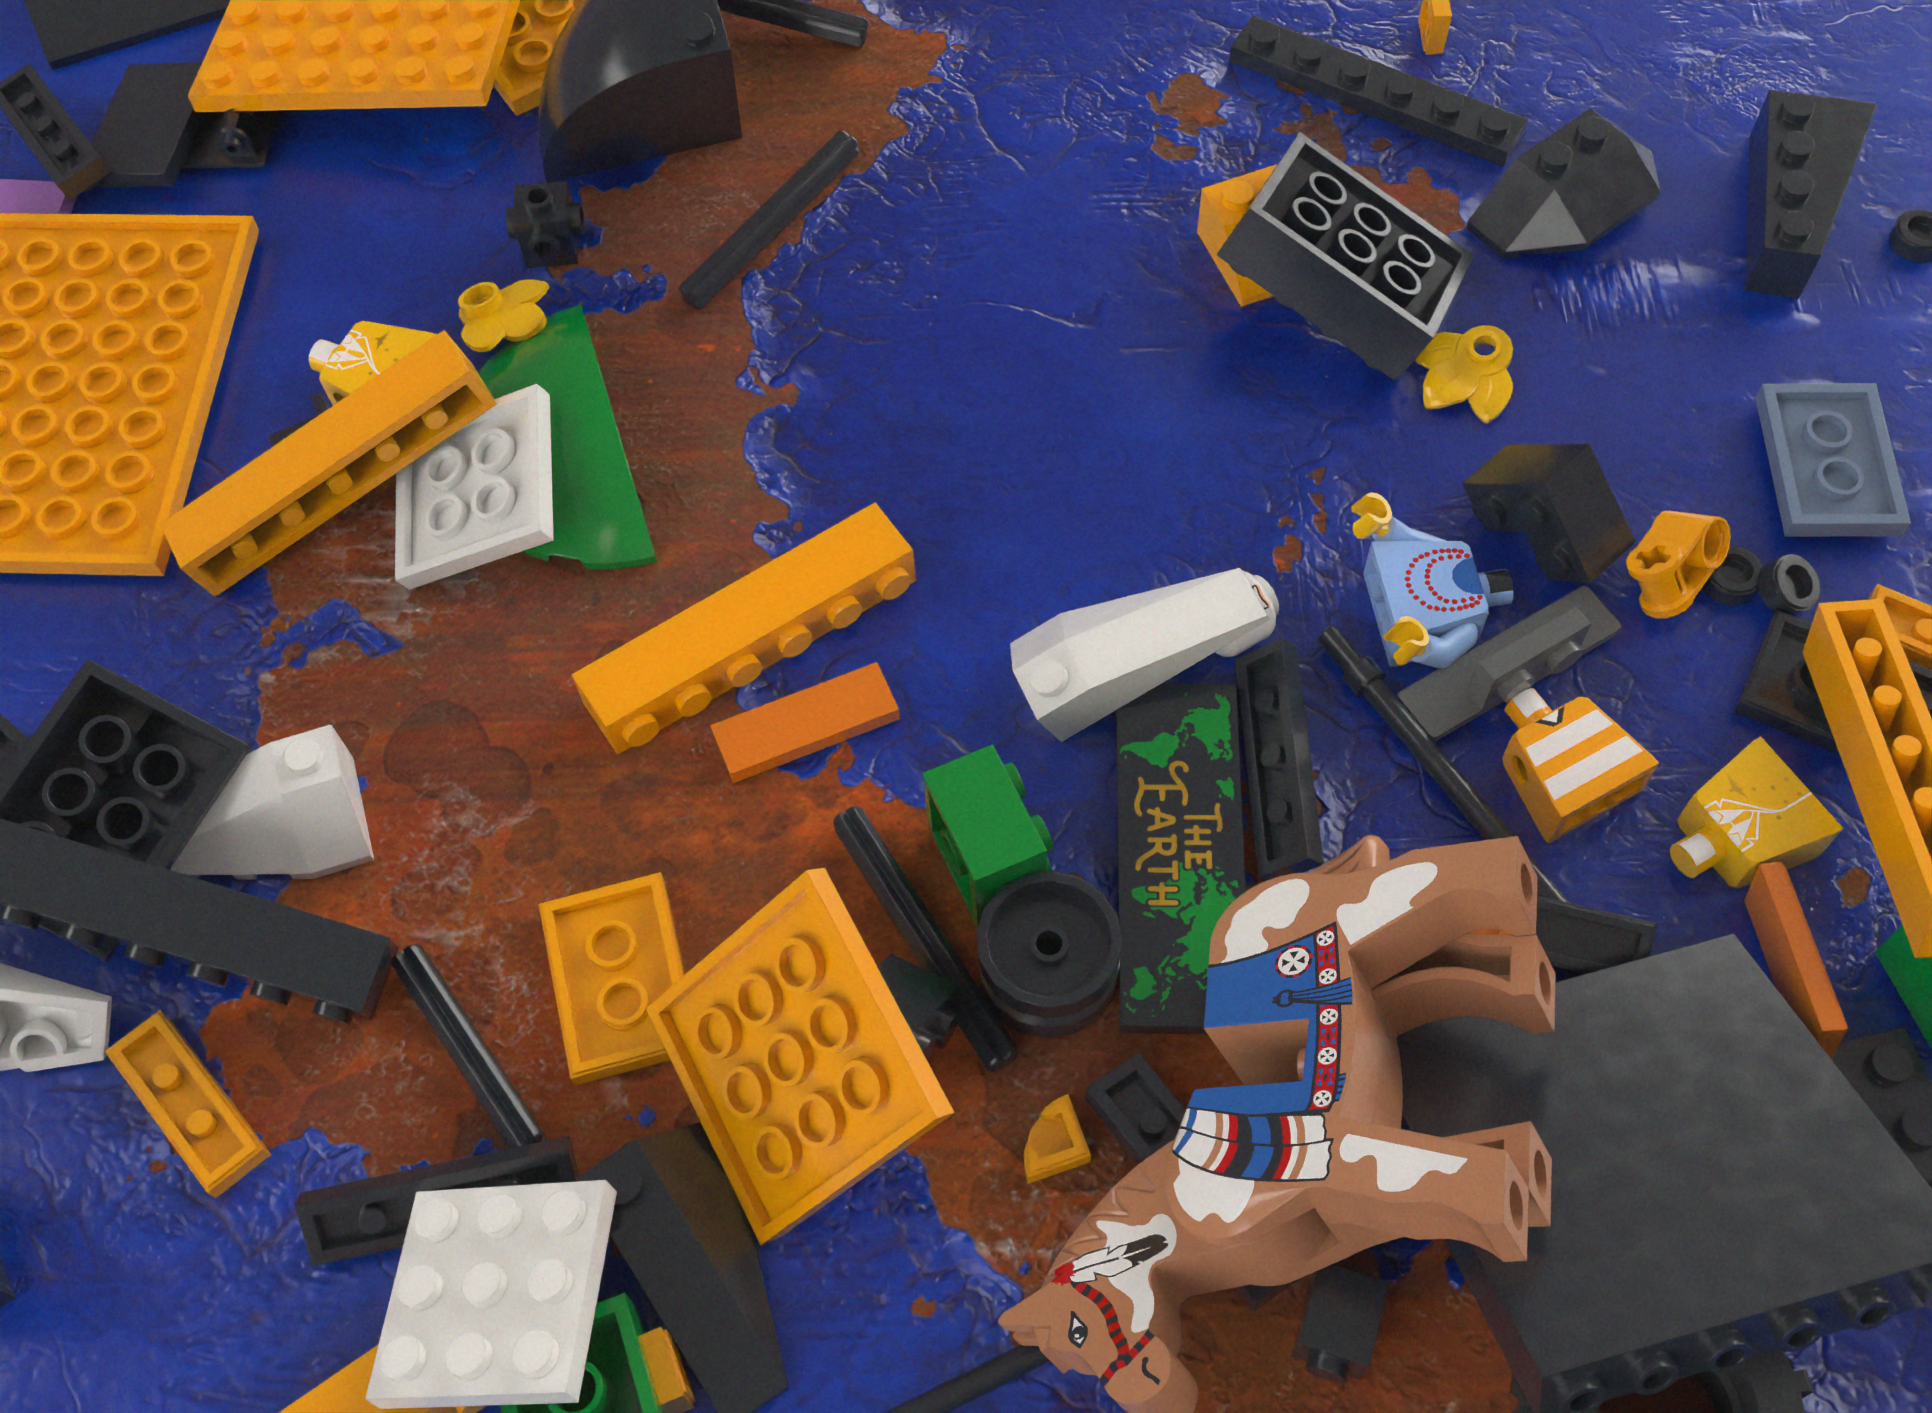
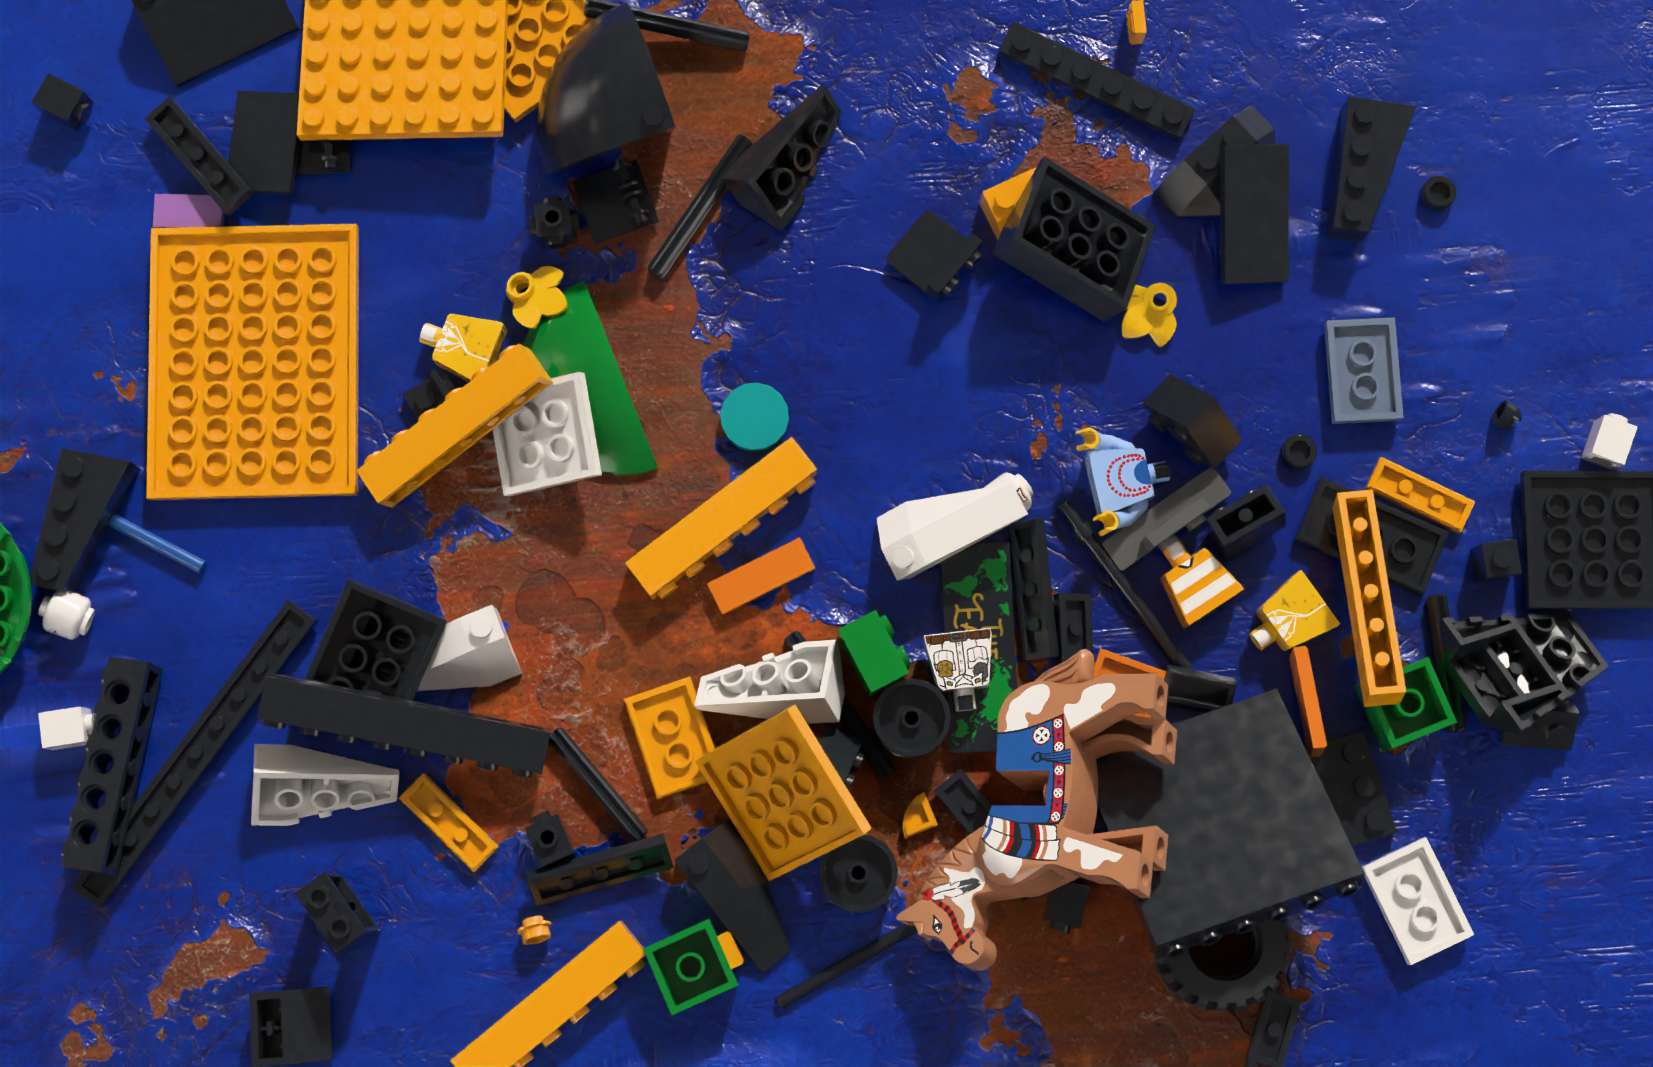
camera: 10 degrees left, 20 degrees up
(297, 1312) = (534, 930): none -> light orange plate
(376, 1146) = (560, 847): none -> black brick
(494, 1296) = (643, 923): white plate -> none
(646, 206) = (615, 200): none -> black hinge
(819, 487) = (754, 417): none -> teal tile
(874, 867) = (803, 677): none -> white wedge
(899, 168) = (778, 165): none -> black wedge
(939, 1271) = (878, 879): none -> black wheel
(1126, 285) = (934, 255): none -> black bracket
(1143, 861) = (960, 663): none -> torso
(1347, 805) = (1073, 624): none -> black plate
(1632, 234) = (1254, 213): none -> black tile
(1654, 661) = (1246, 522): none -> black brick
(1677, 560) = (1267, 447): light orange piece -> none
(1789, 584) = (1330, 460): black tile -> none

